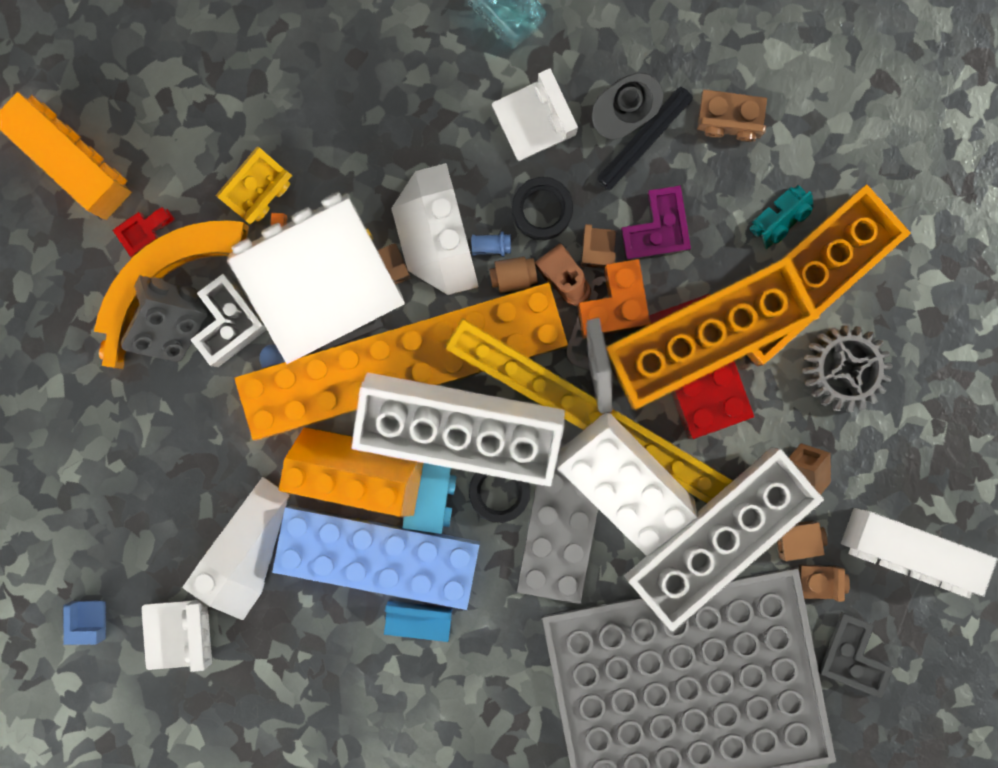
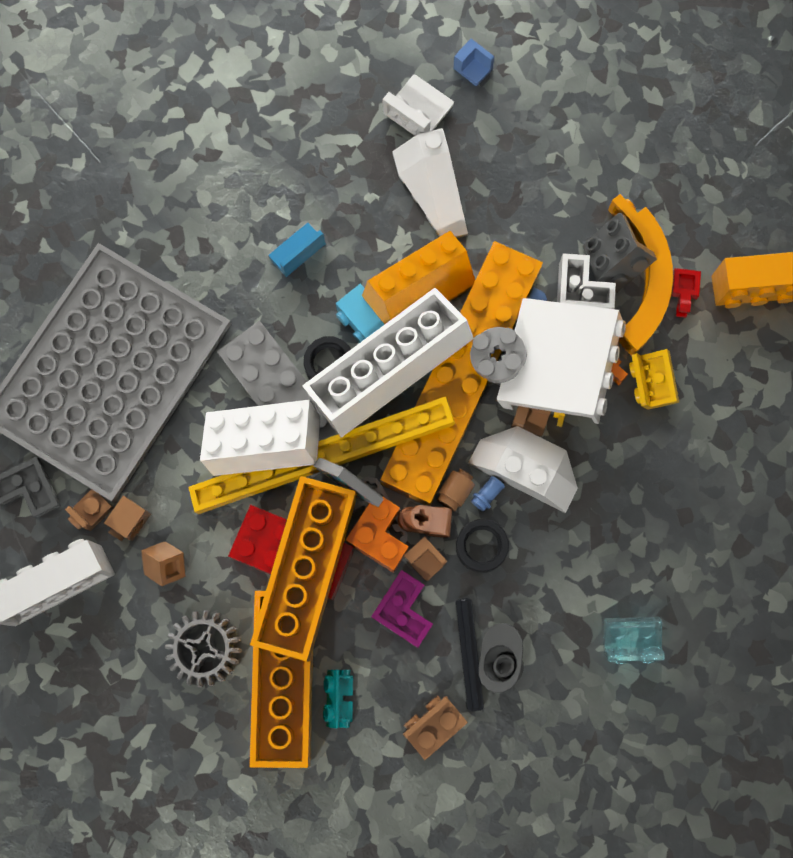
camera: 130 degrees right, 10 degrees down
(363, 357) = (485, 345): none -> light grey plate
(376, 557) = (356, 255): light blue brick -> none
(535, 117) = (546, 593): white bracket -> none
(724, 538) = (172, 467): white brick -> none

